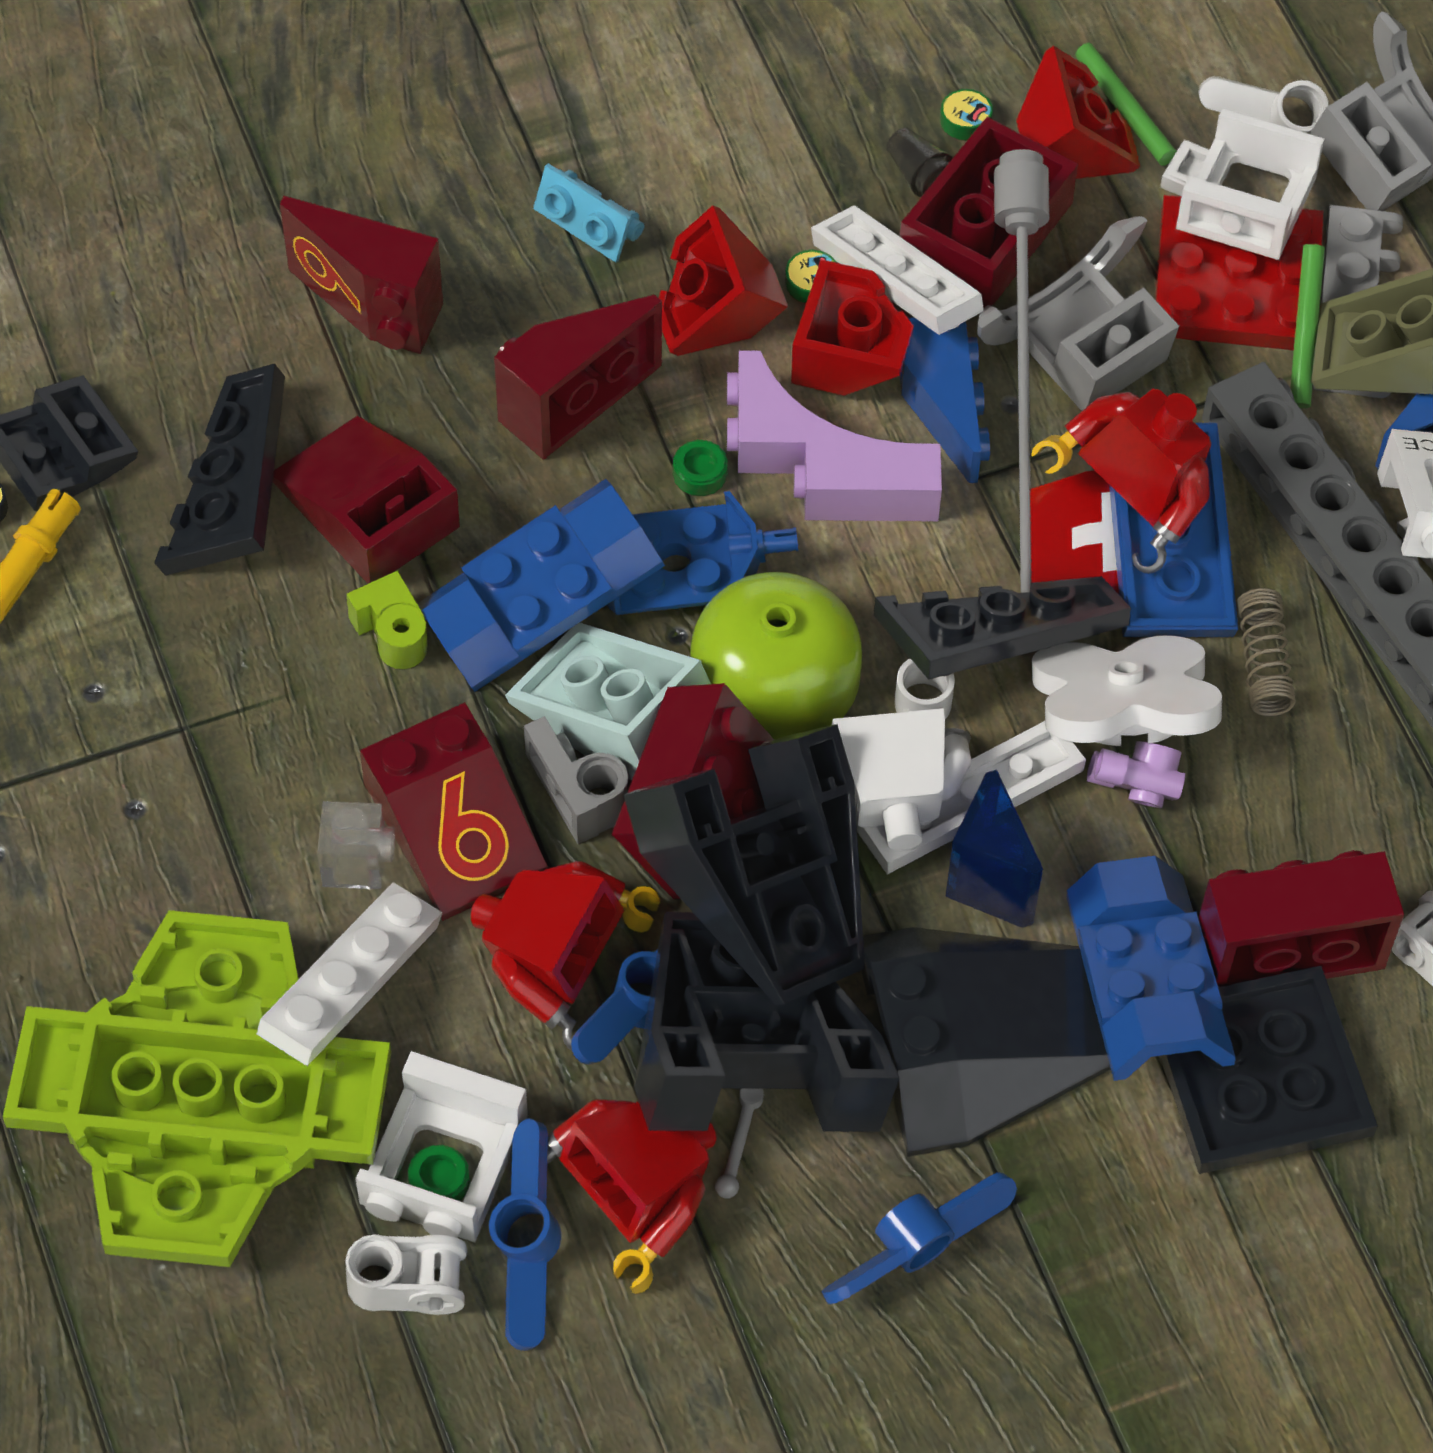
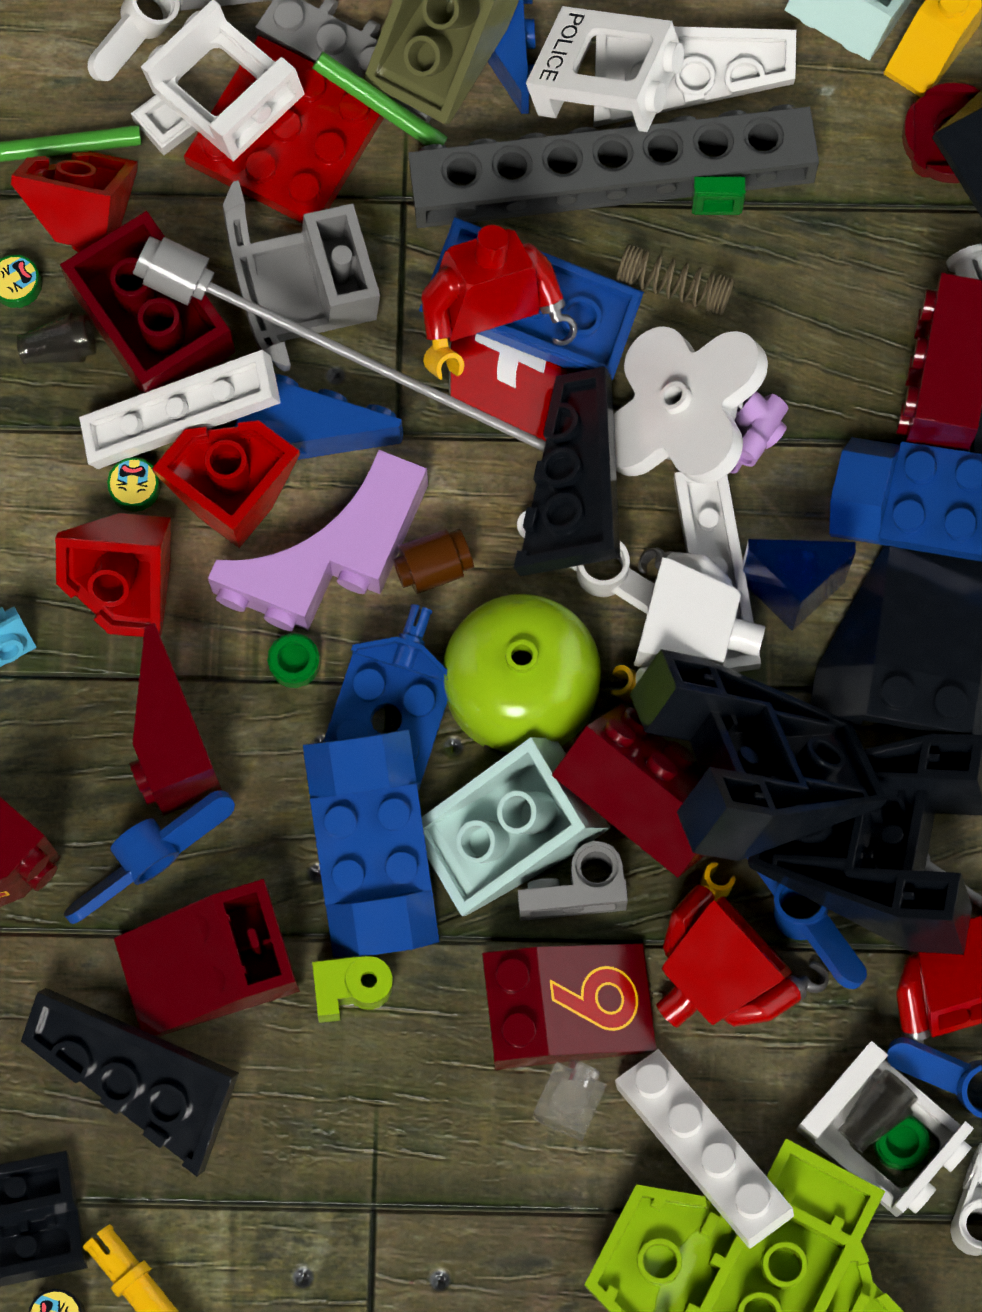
camera: 65 degrees left, 15 degrees up
(455, 411) = (149, 850): none -> blue piece
(458, 1127) = (878, 1110): none -> clear smoke cone
(856, 541) = (433, 560): none -> reddish brown brick
(1378, 656) = (718, 195): none -> green tile

